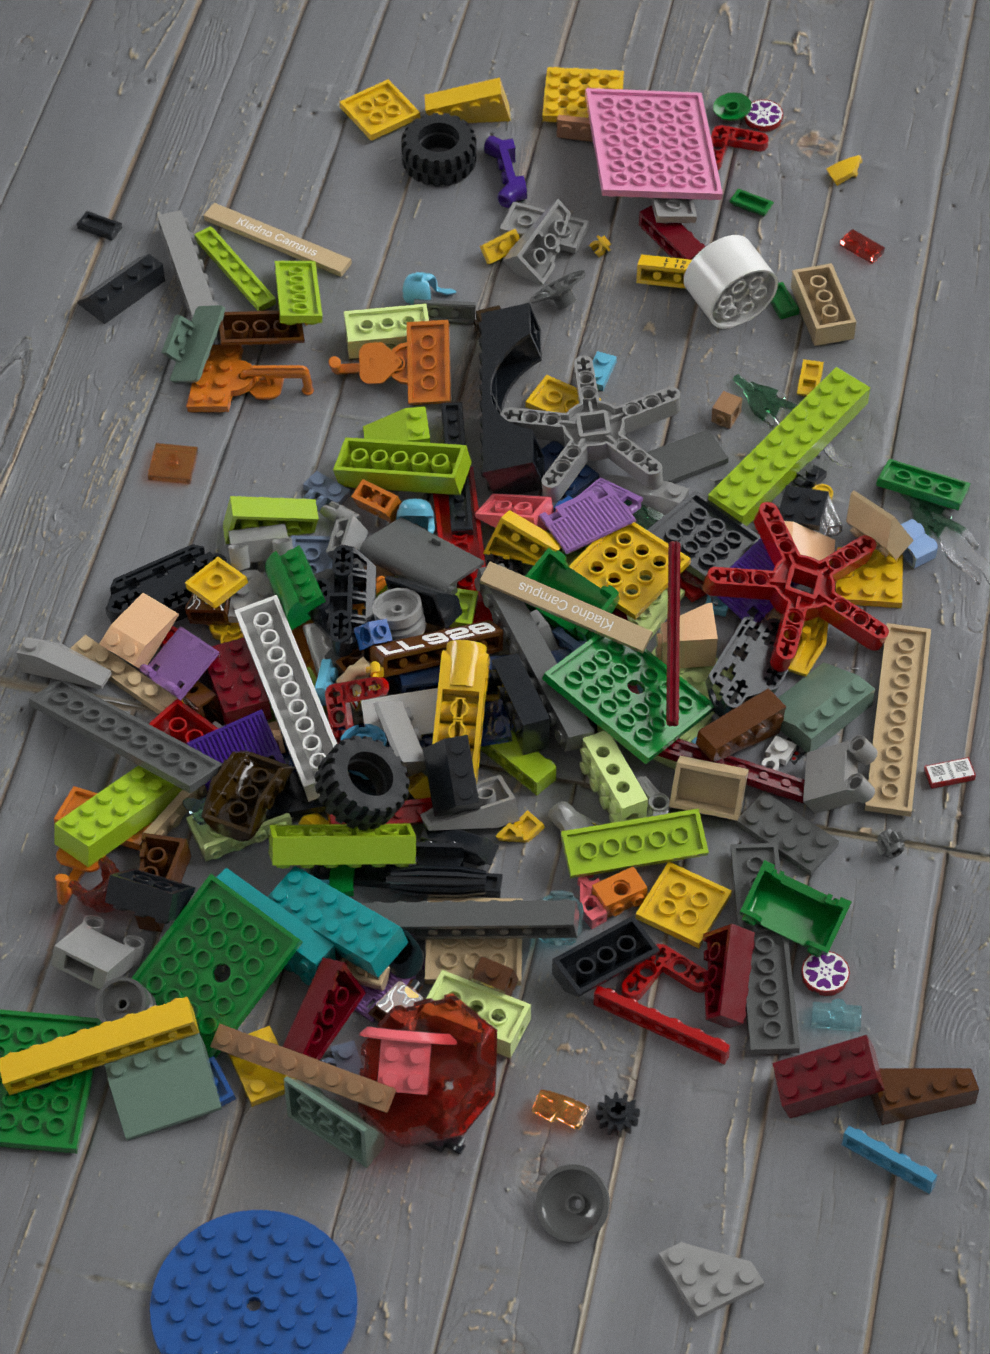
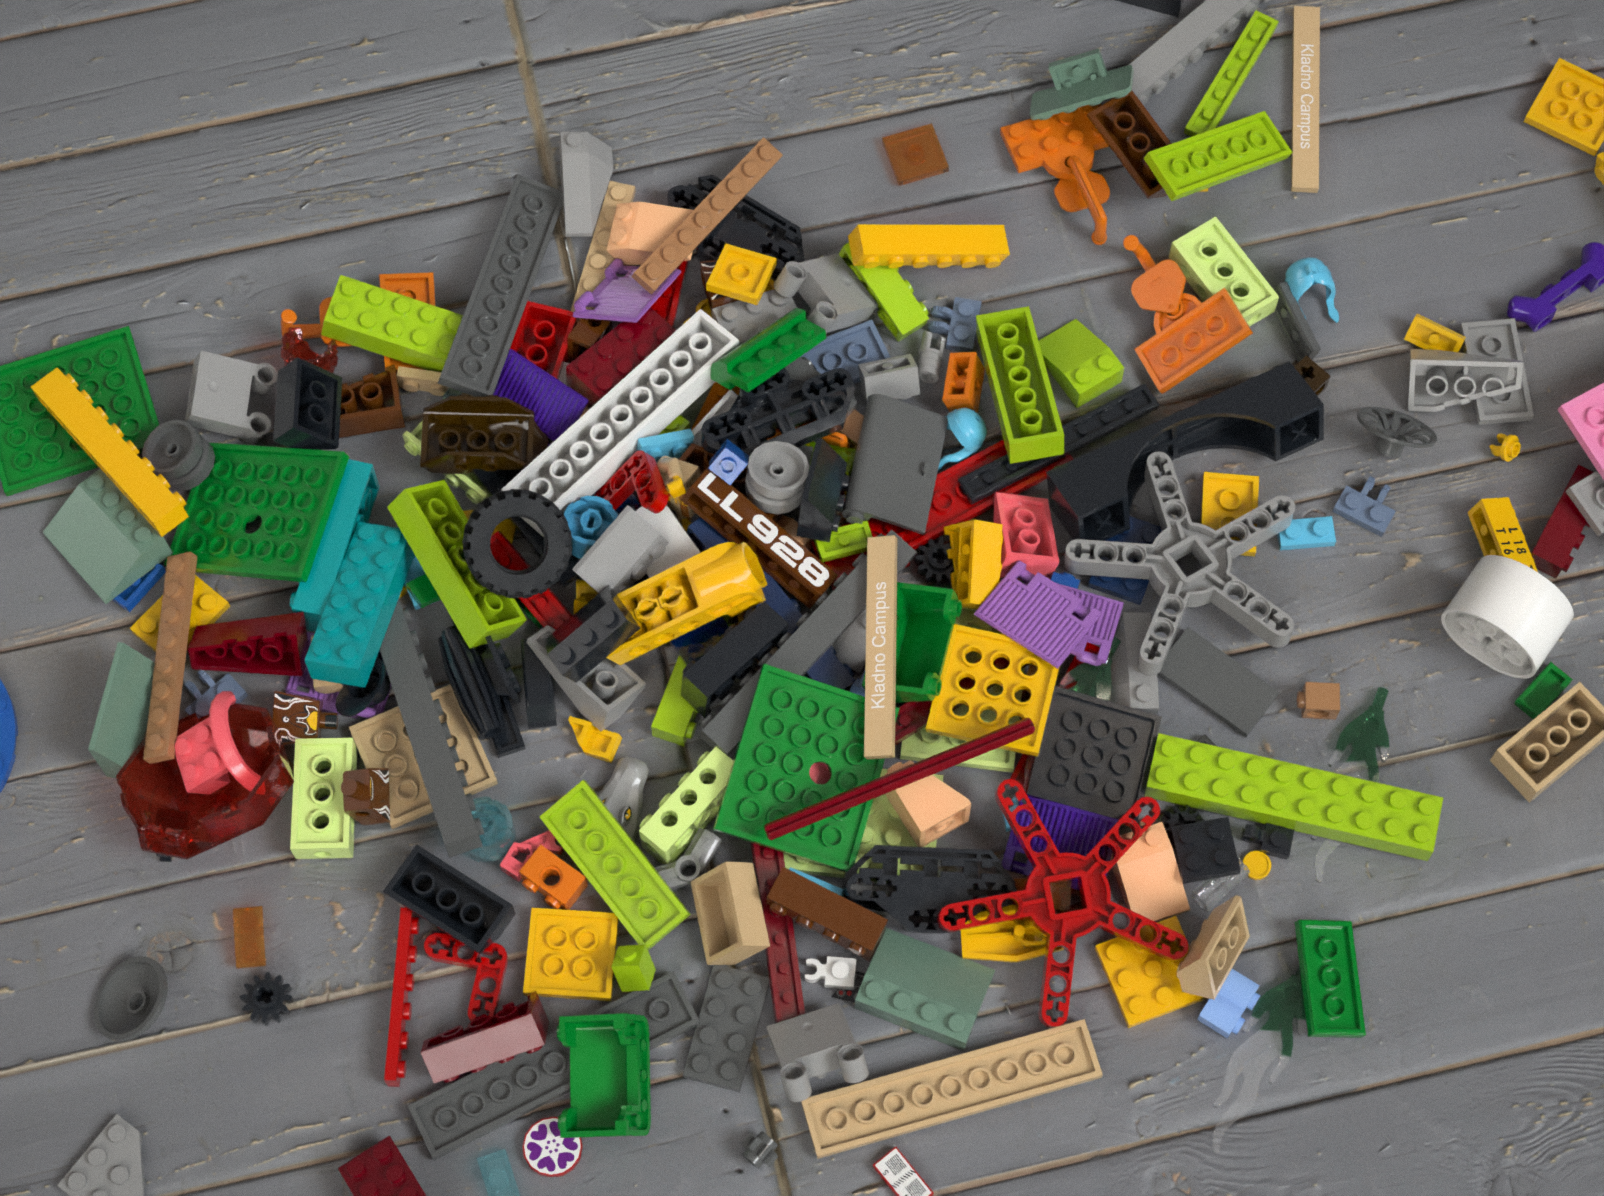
camera: 65 degrees right, 15 degrees up
(152, 588) = (707, 216): none -> medium nougat plate
(262, 471) = (928, 245): none -> yellow brick
(435, 132) = (1552, 170): black tyre -> none
(602, 334) = (1364, 510): none -> sand blue hinge
(718, 864) = (633, 968): none -> lime brick
(810, 376) = (1432, 776): yellow slope -> none

